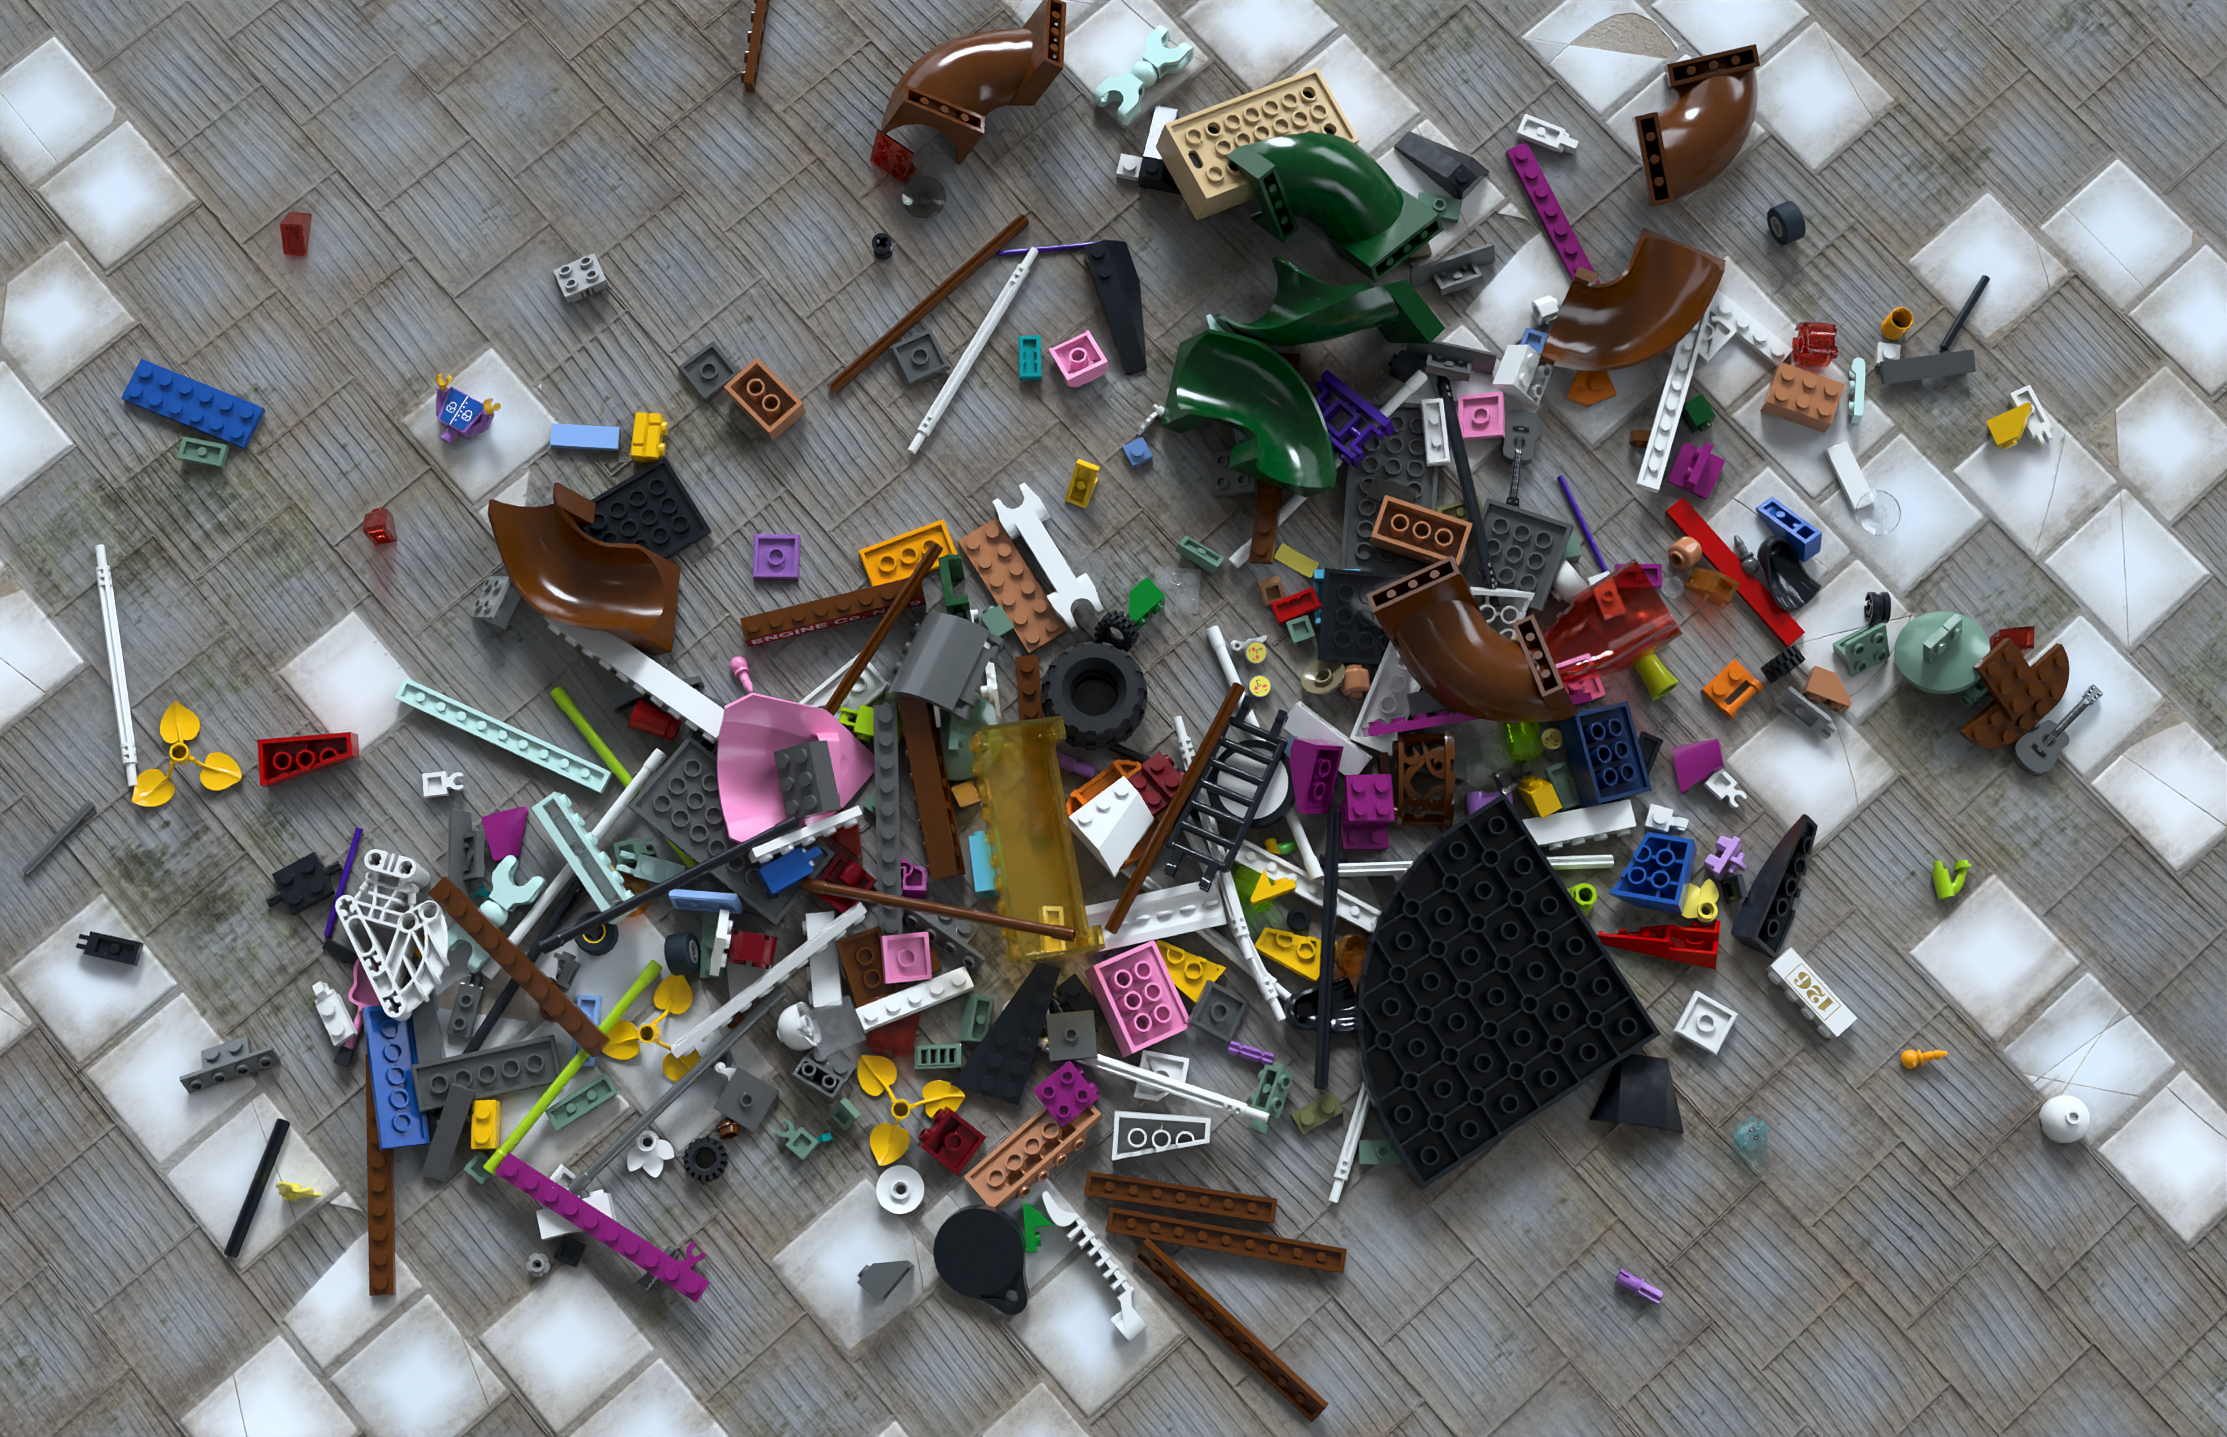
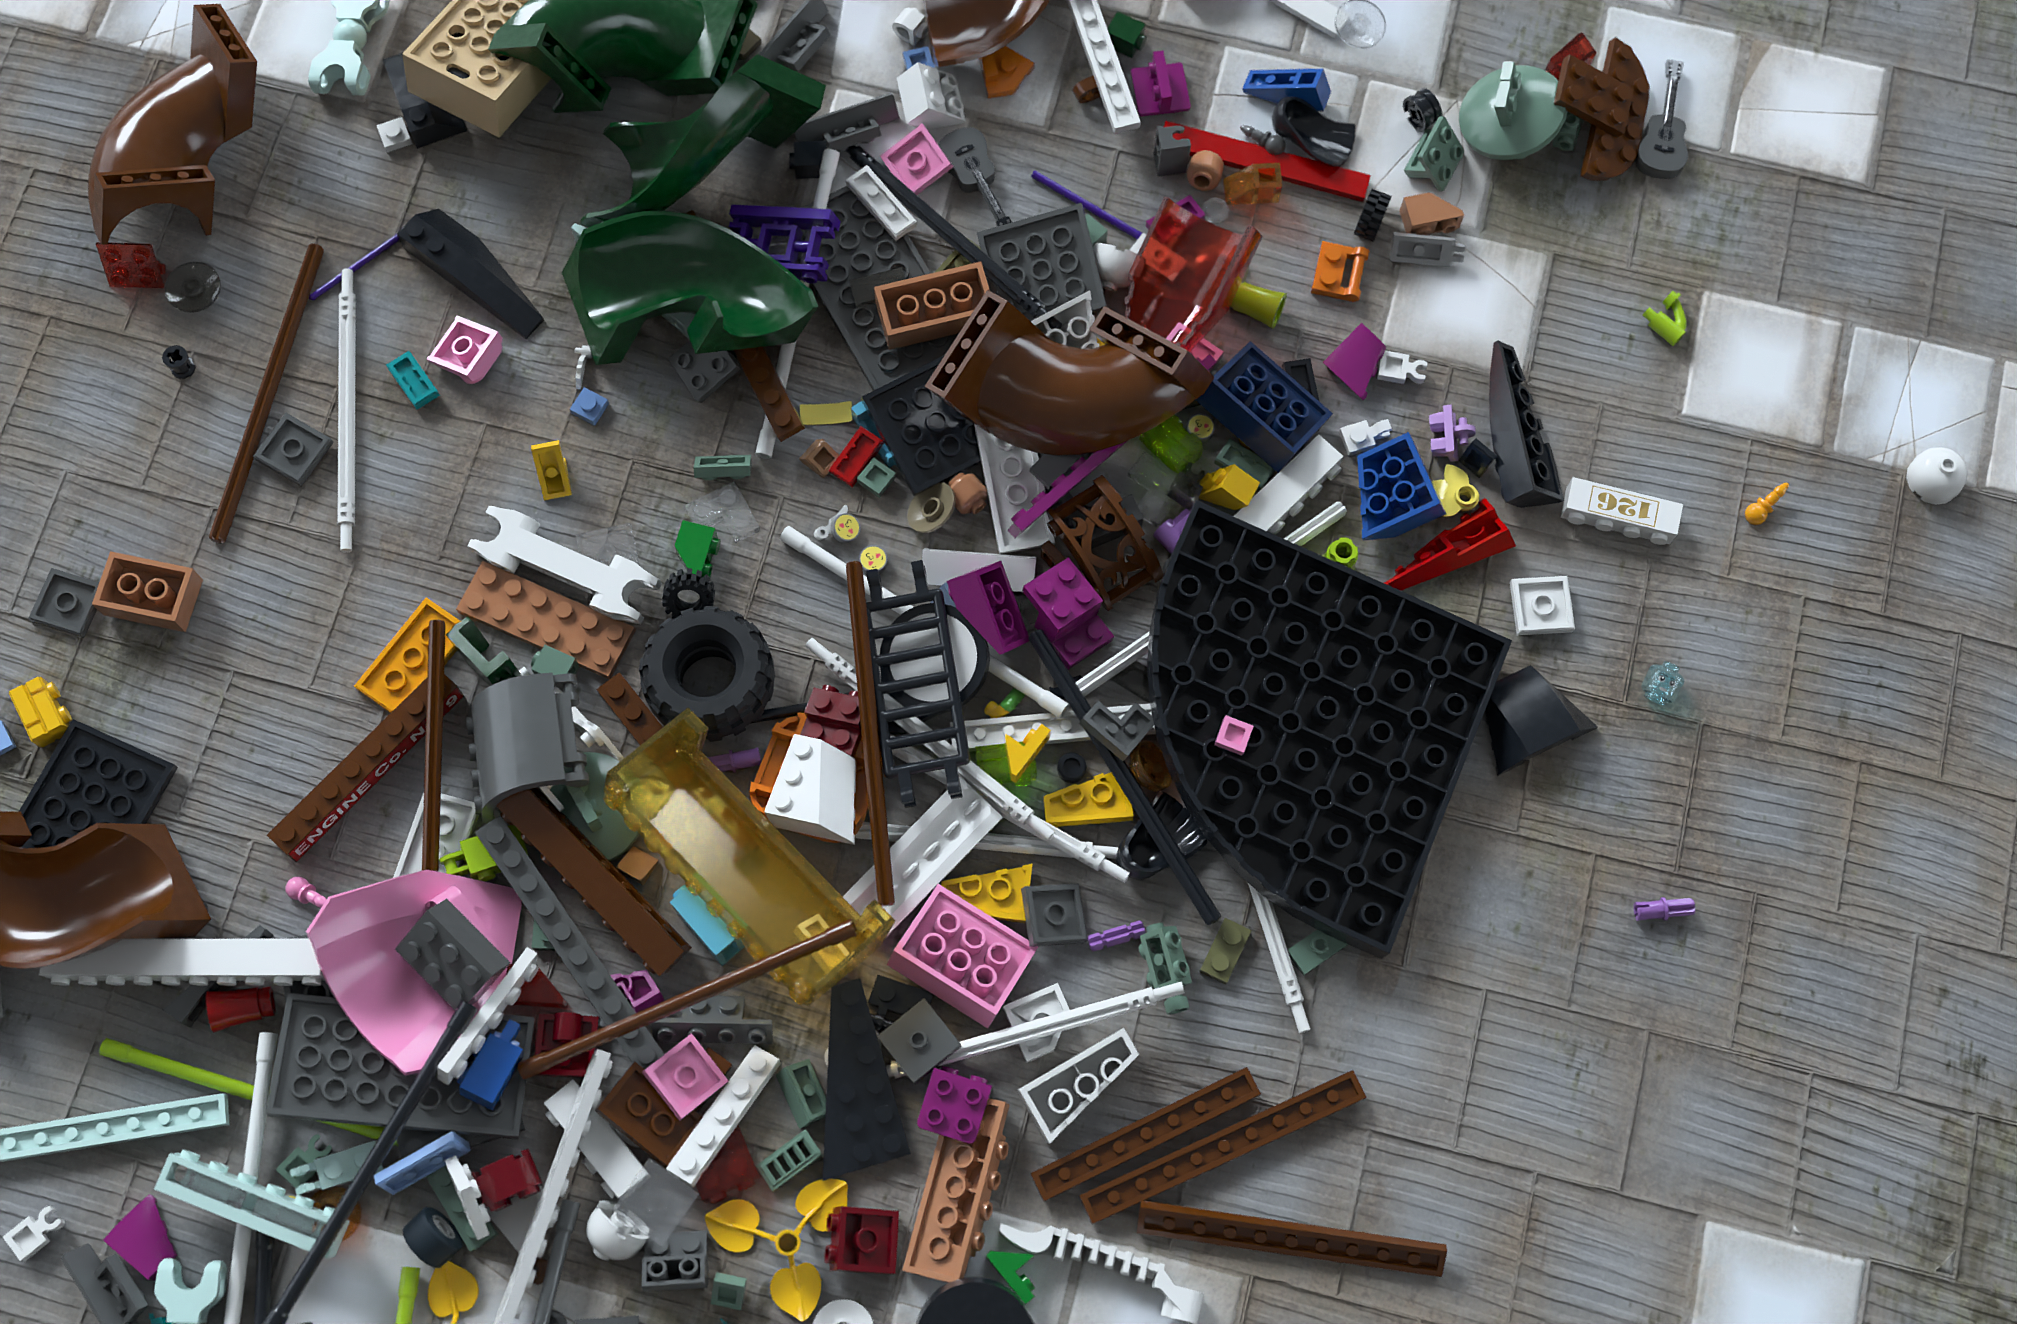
camera: 35 degrees left, 5 degrees down
(606, 934) = (320, 1296): black wheel -> none
(776, 557) = (267, 749): medium lavender tile -> none
(1343, 920) = (1118, 734): none -> dark grey plate
(1416, 973) = (1233, 735): none -> bright pink plate
(1665, 527) = (1170, 154): none -> dark grey hinge

